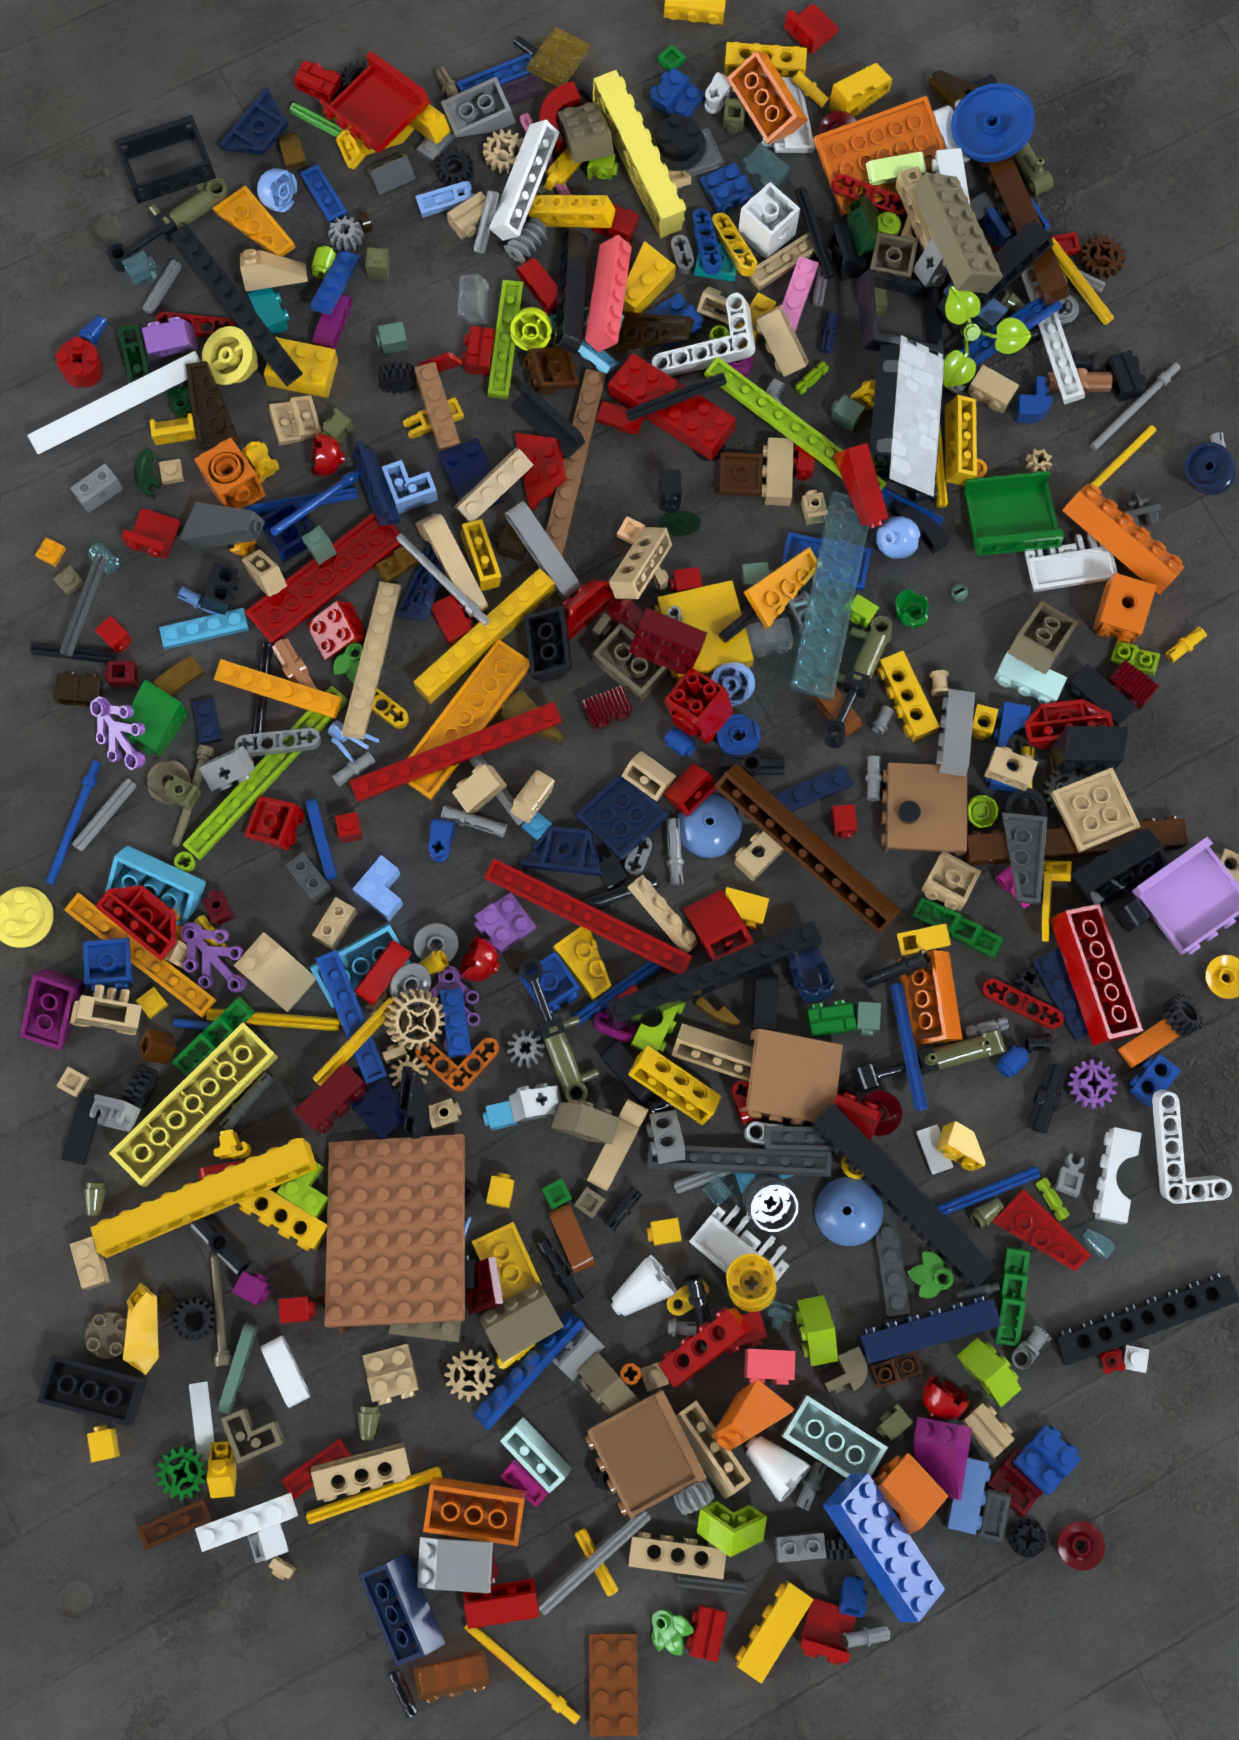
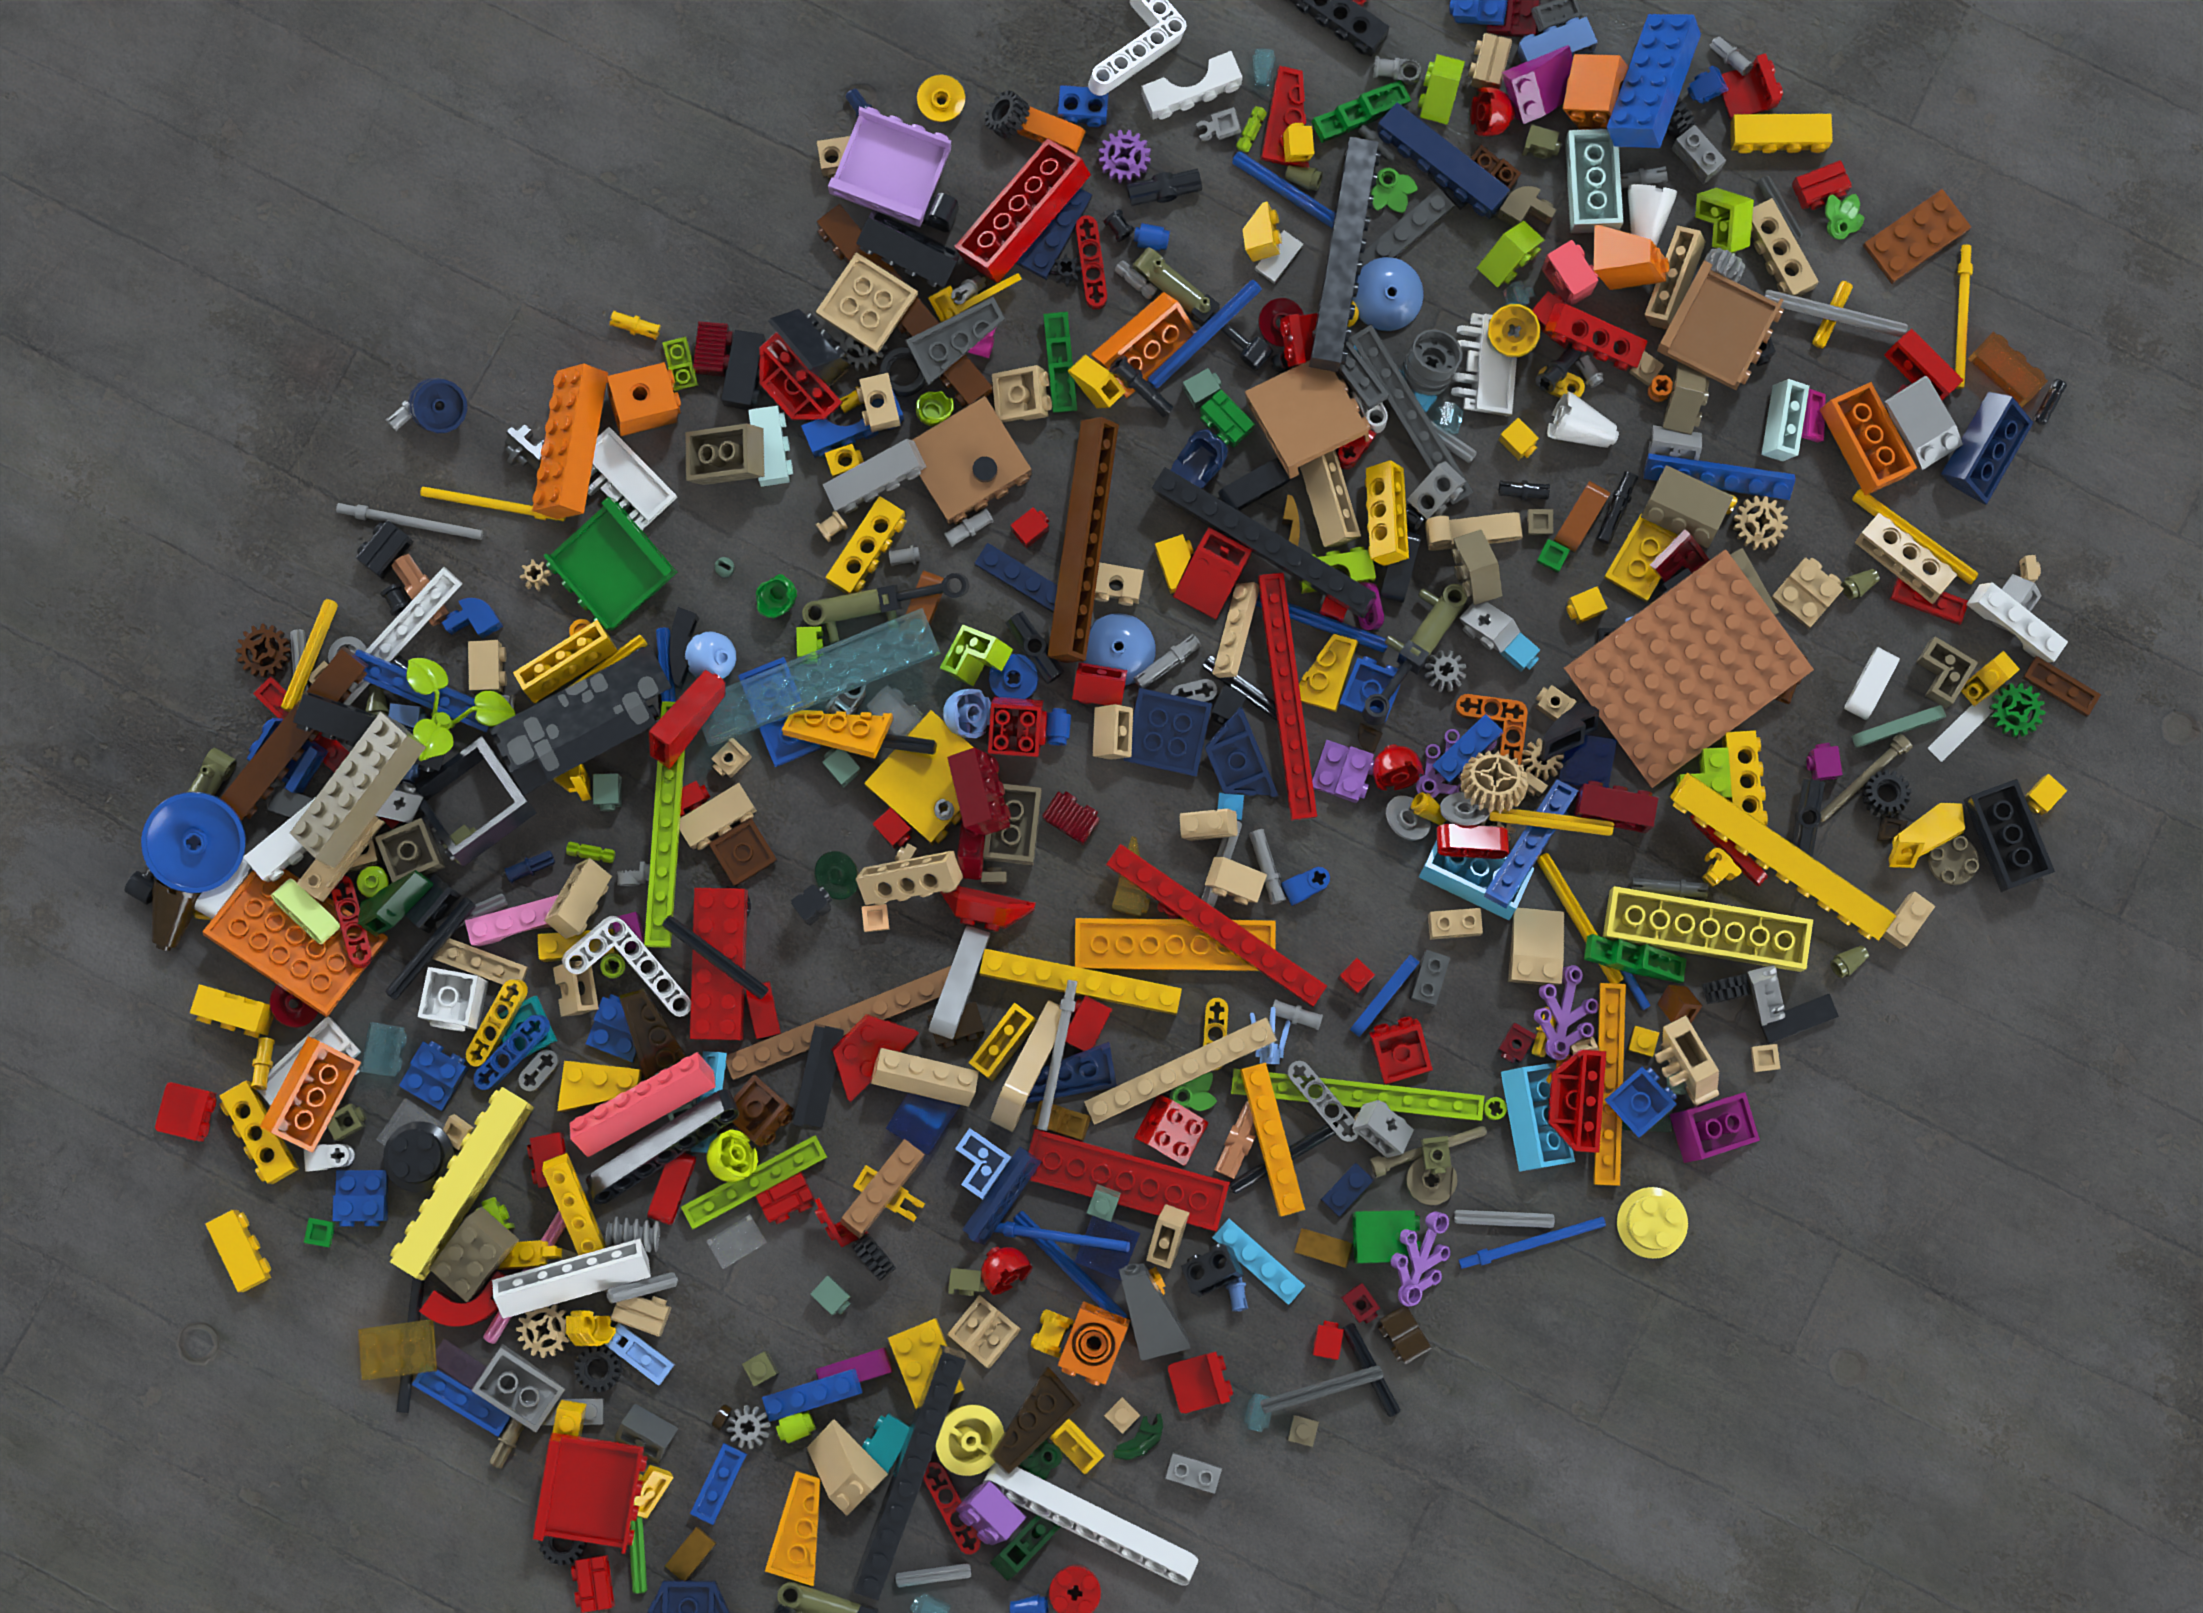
camera: 120 degrees left, 5 degrees up
(50, 552) = (1286, 1472): light orange tile -> none
(277, 189) = (750, 1534): light blue cylinder -> none
(297, 1310) = (1815, 706): red brick -> none
(375, 886) = (1398, 910): light blue brick -> none
(484, 174) = (589, 1330): none -> yellow hair
(548, 644) = (1050, 911): black slope -> none
(775, 715) = (971, 652): none -> lime brick
(1017, 1223) = (1298, 143): none -> yellow brick
(1058, 894) = (968, 289): none -> light grey axle

